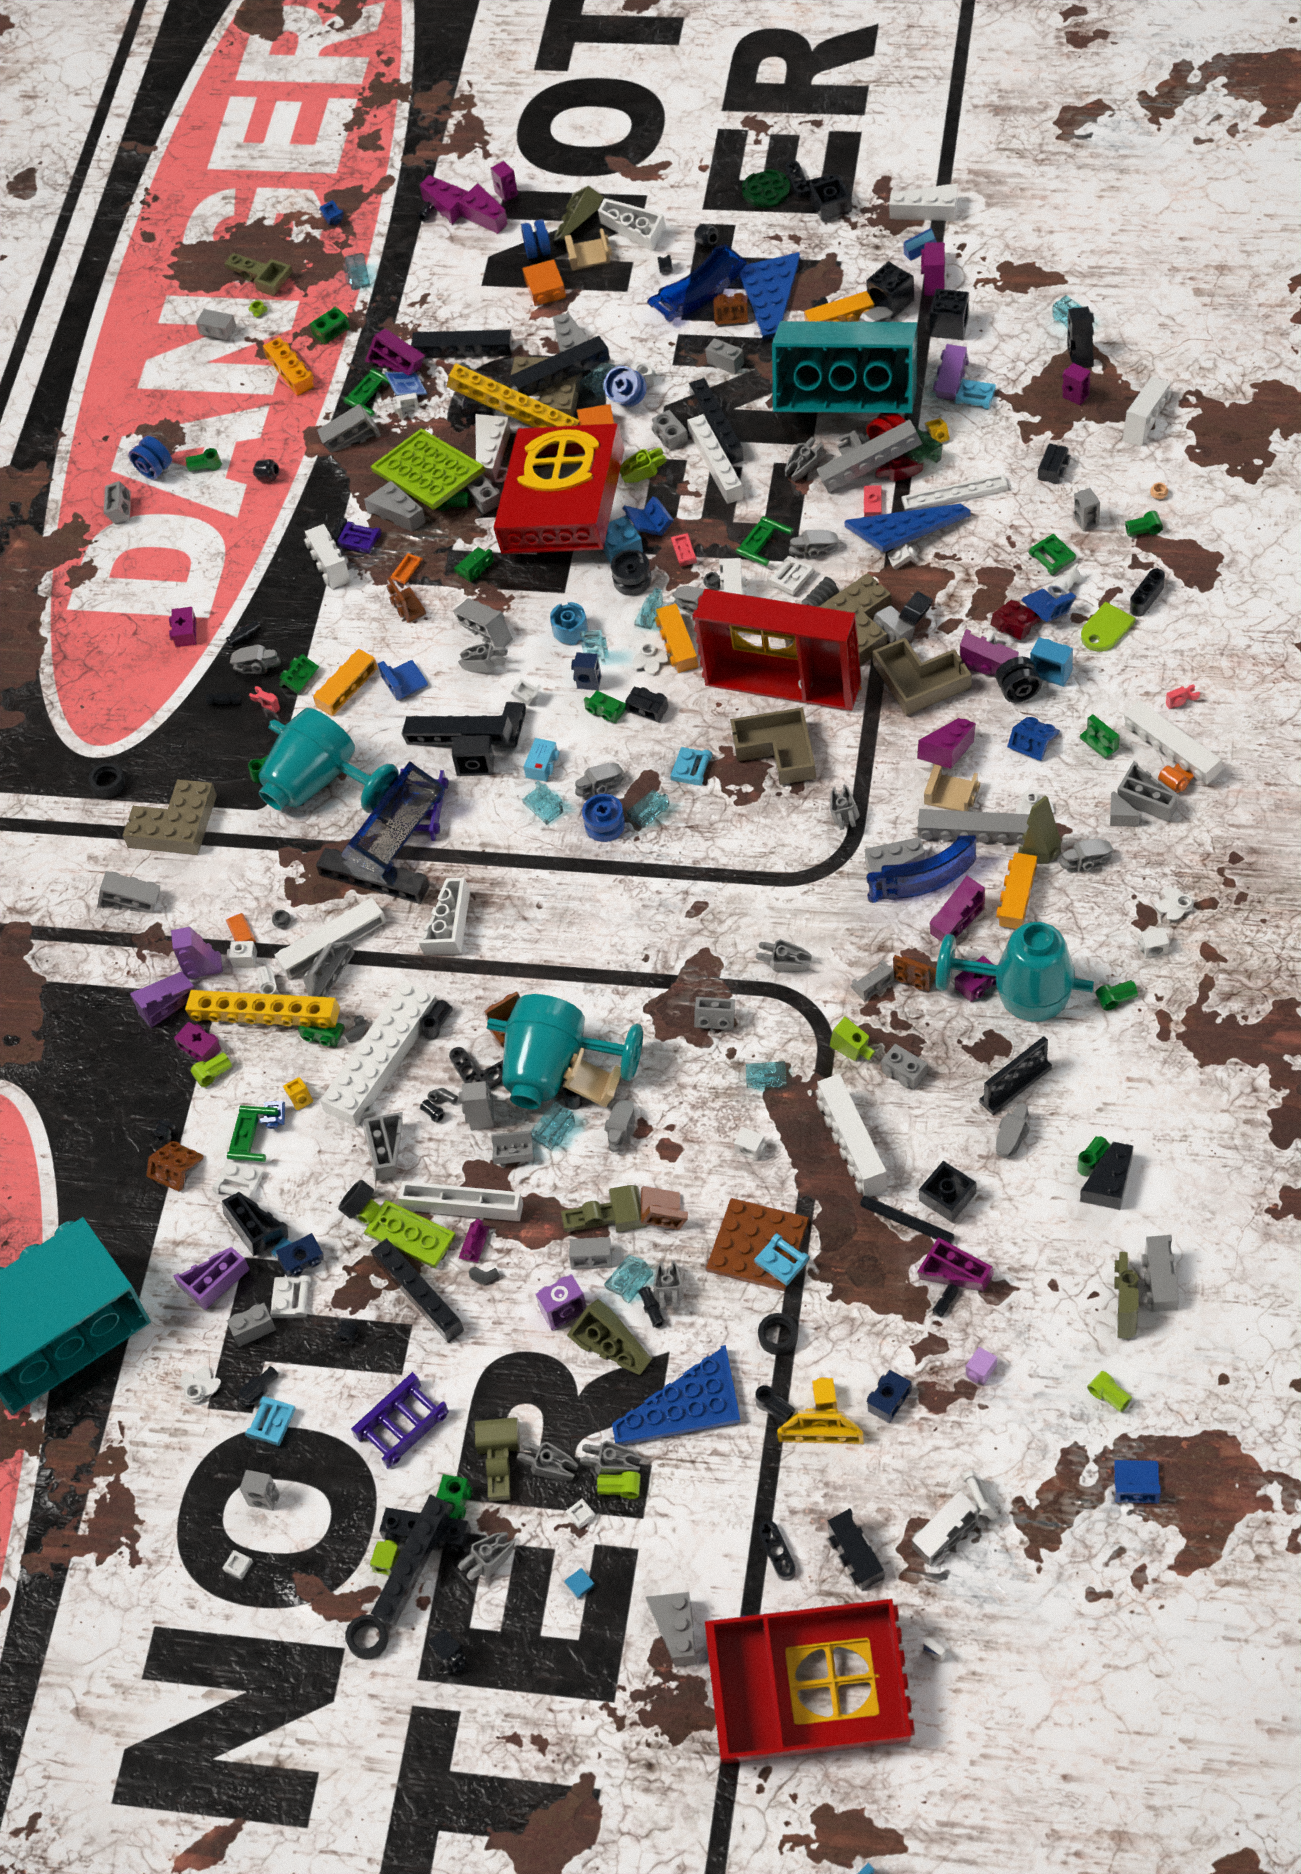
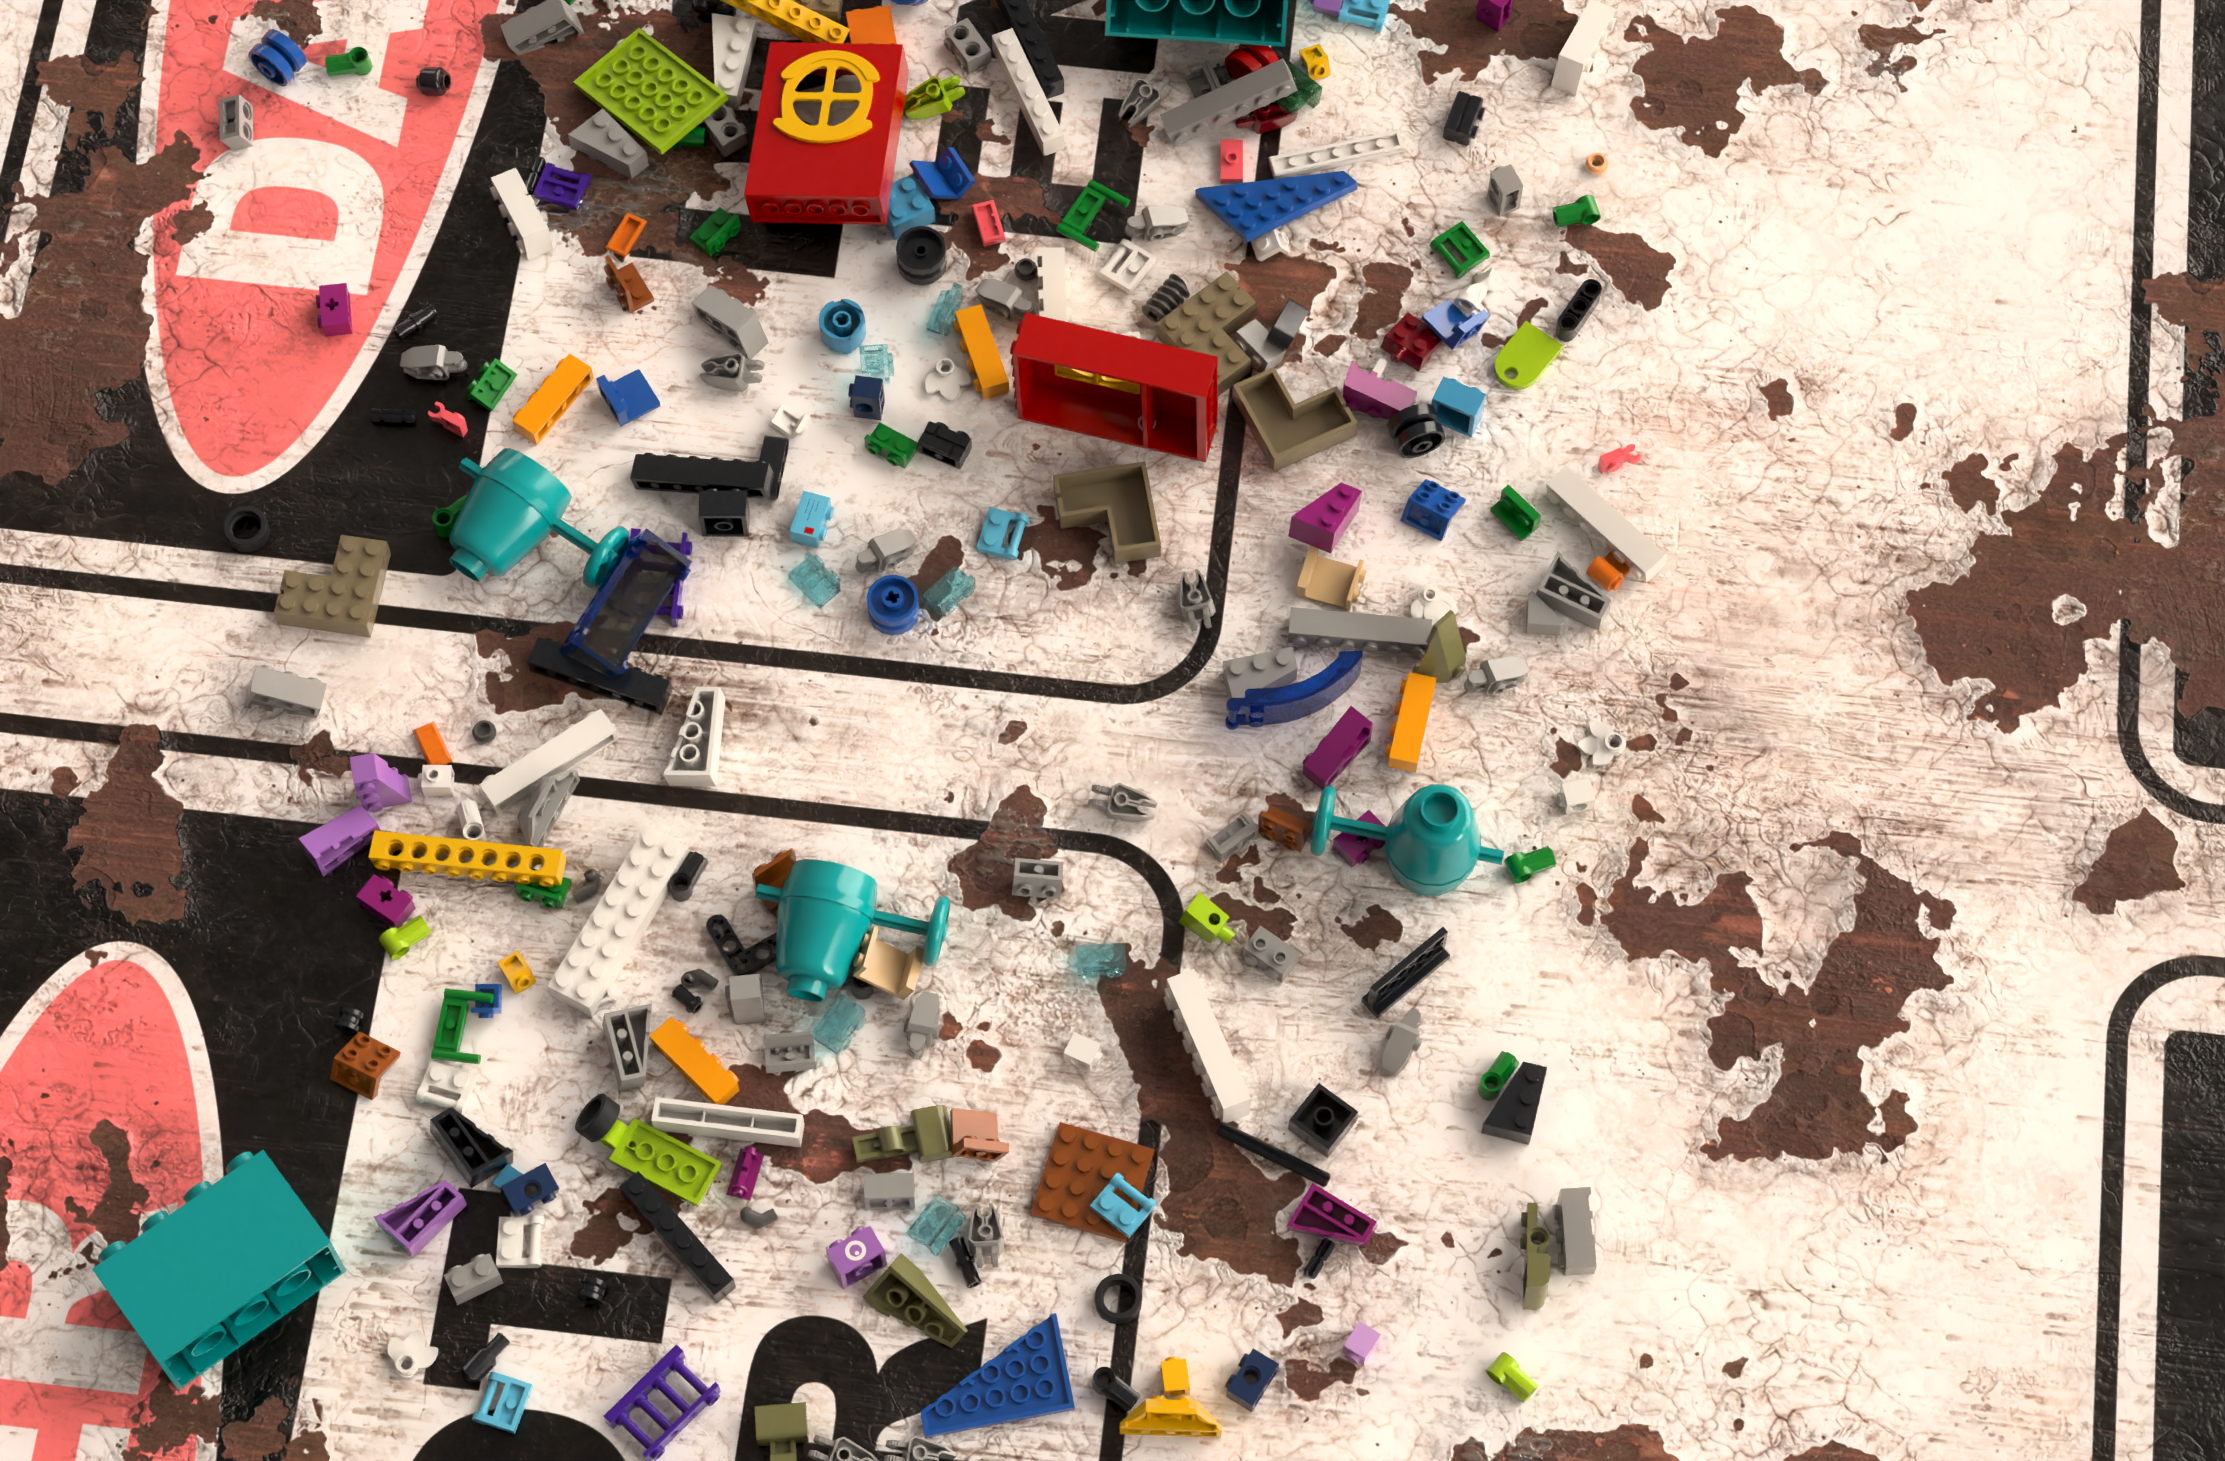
camera: 10 degrees left, 10 degrees up
(435, 1157) = (694, 1062): none -> light orange brick

